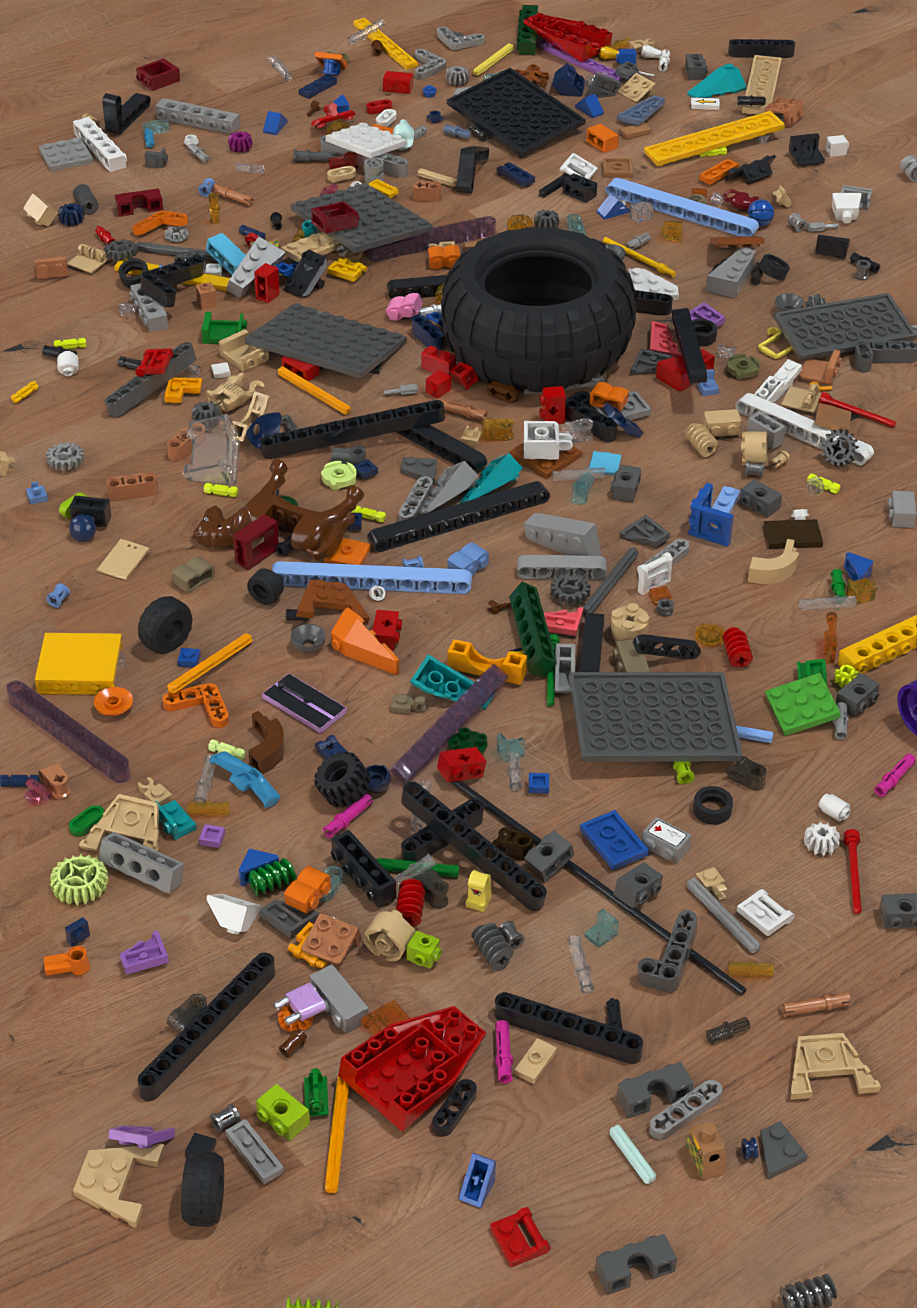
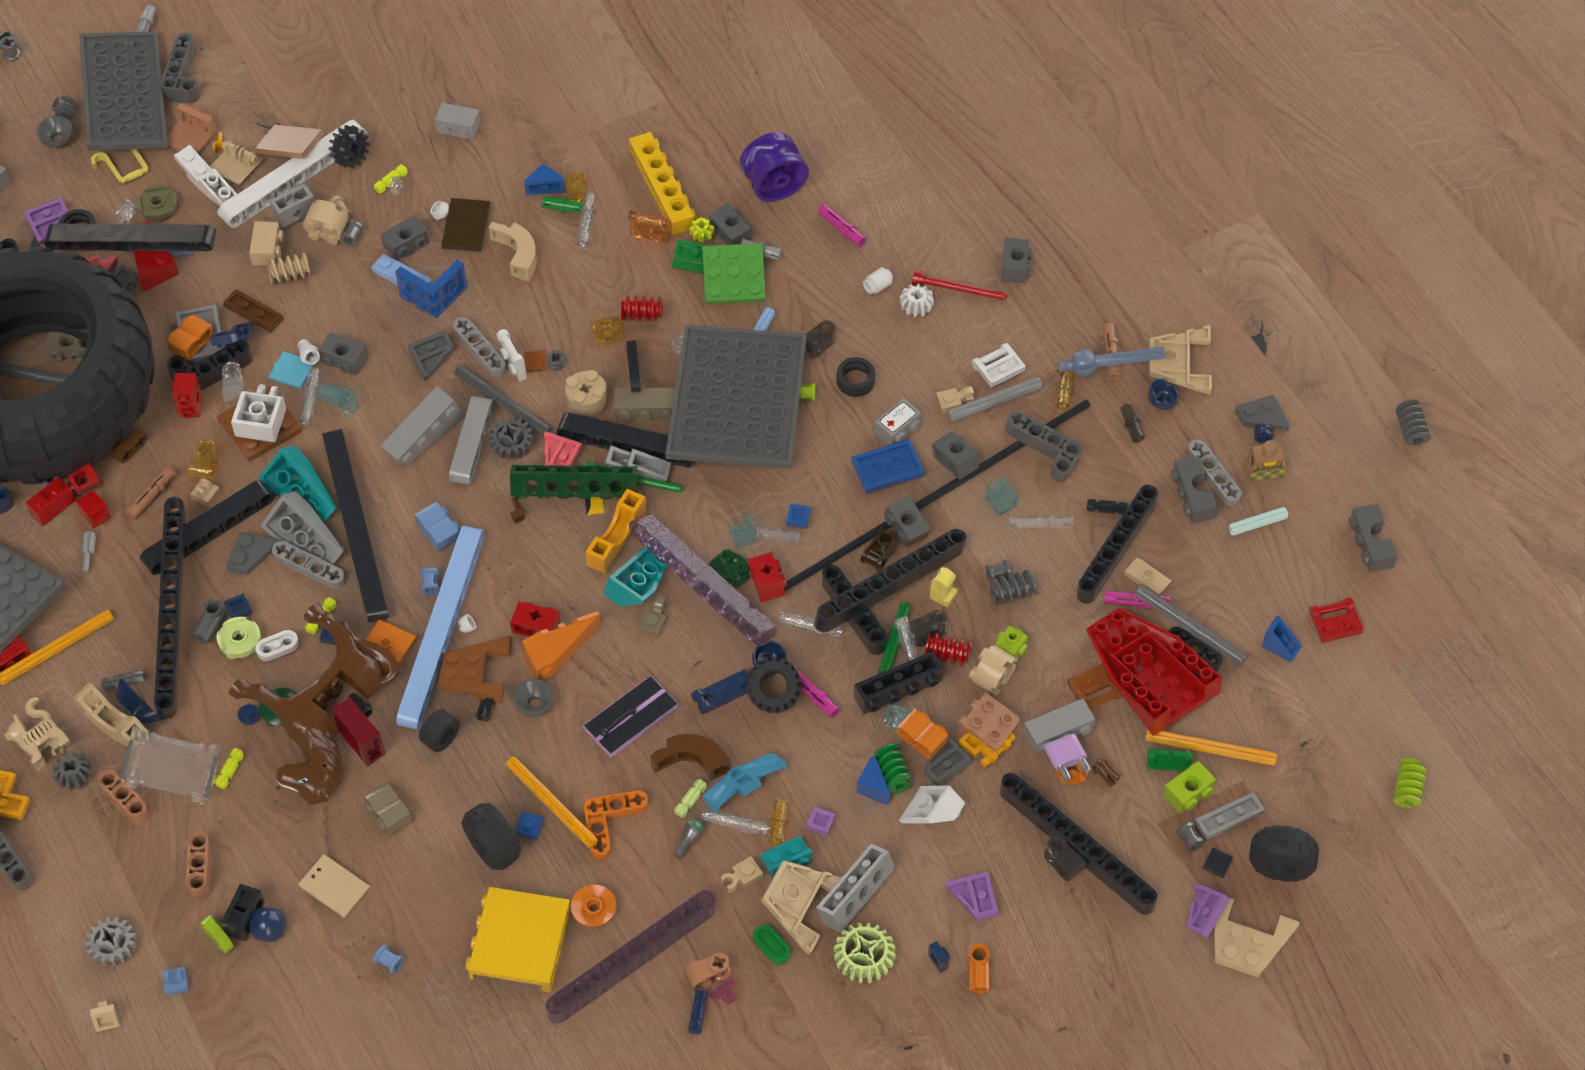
camera: 80 degrees left, 15 degrees up
(192, 753) = (692, 831): none -> flat silver piece
(333, 493) = (276, 645): none -> white plate
(477, 1096) = (1189, 624): none -> dark grey axle
(616, 461) = (308, 352): none -> white cone
(656, 433) = (253, 311): none -> reddish brown tile
(770, 1049) = (1162, 395): none -> dark blue hair
(789, 979) = (1085, 361): none -> sand blue piece
(826, 399) = (248, 139): red piece -> none

